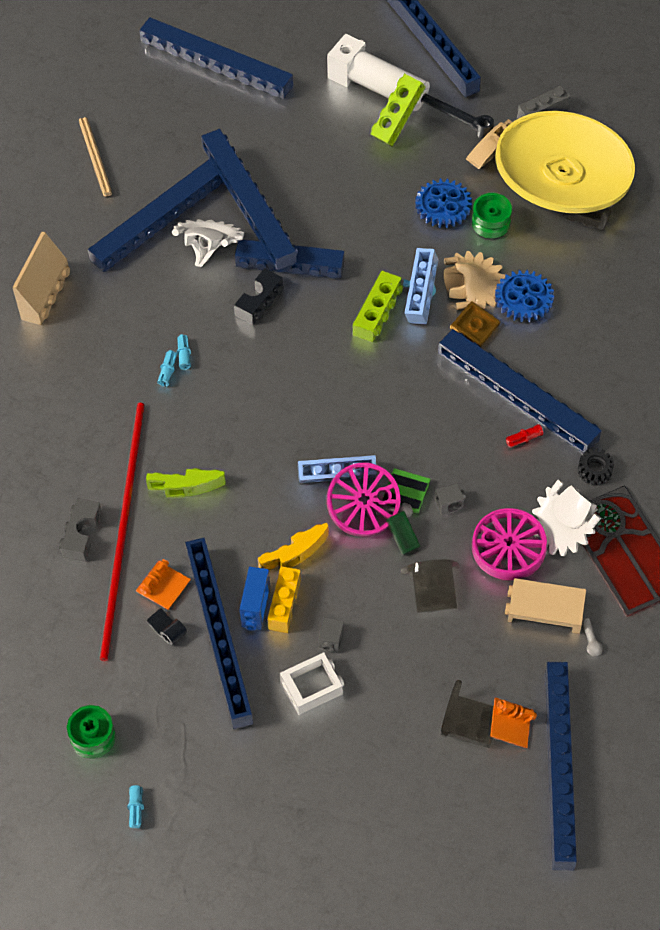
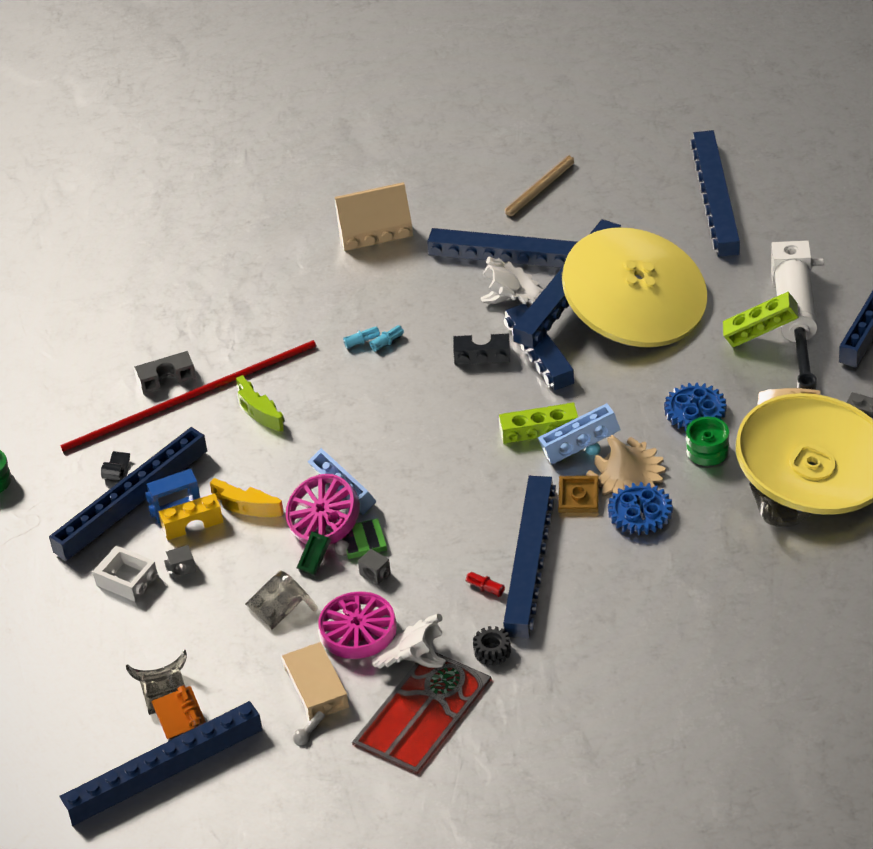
camera: 60 degrees right, 15 degrees down
(163, 584) = (150, 442): orange hinge -> none
(304, 181) = (629, 310): none -> light yellow dish

